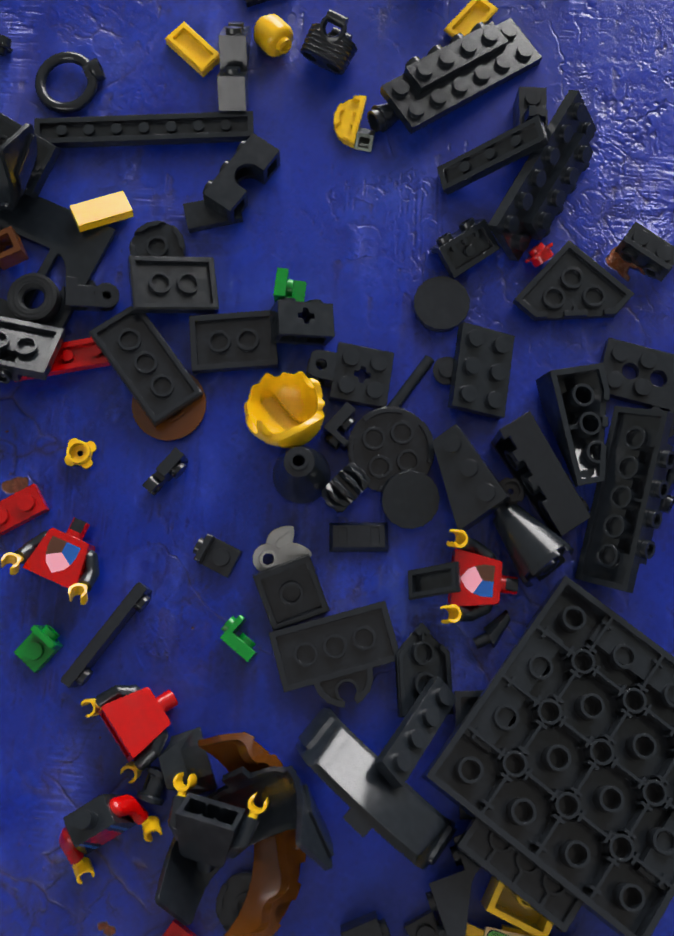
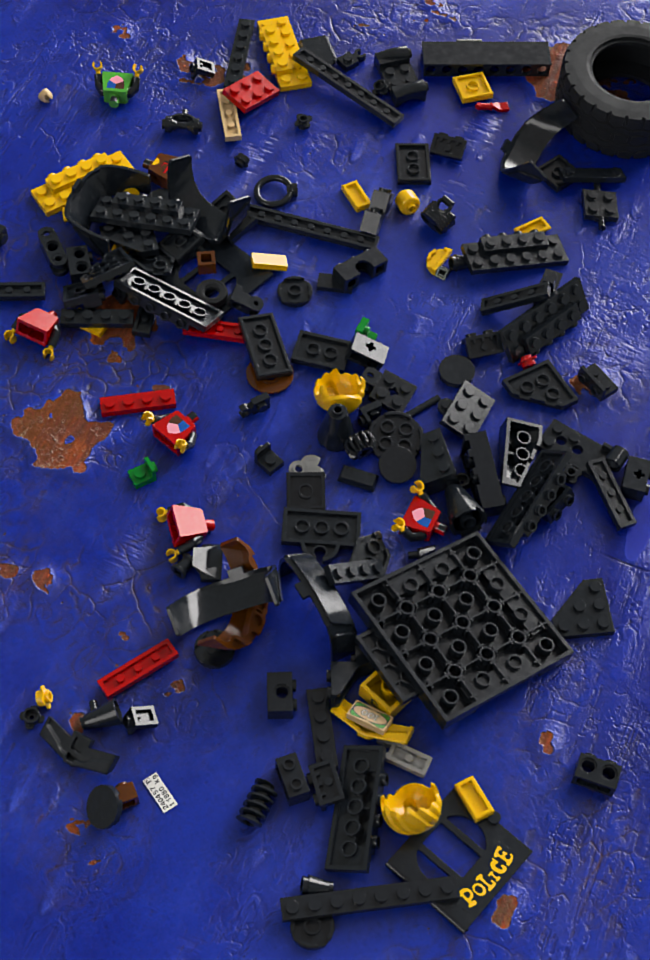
camera: 15 degrees right, 20 degrees down
(74, 447) = (207, 377): yellow plate -> none
(81, 670) = (183, 480): black plate -> none
(99, 823) = (144, 570): torso -> none
(172, 284) = (297, 310): black tile -> none
(209, 828) = (212, 589): black torso -> none
(240, 644) = (263, 505): green bracket -> none
(434, 580) = (395, 509): black tile -> none

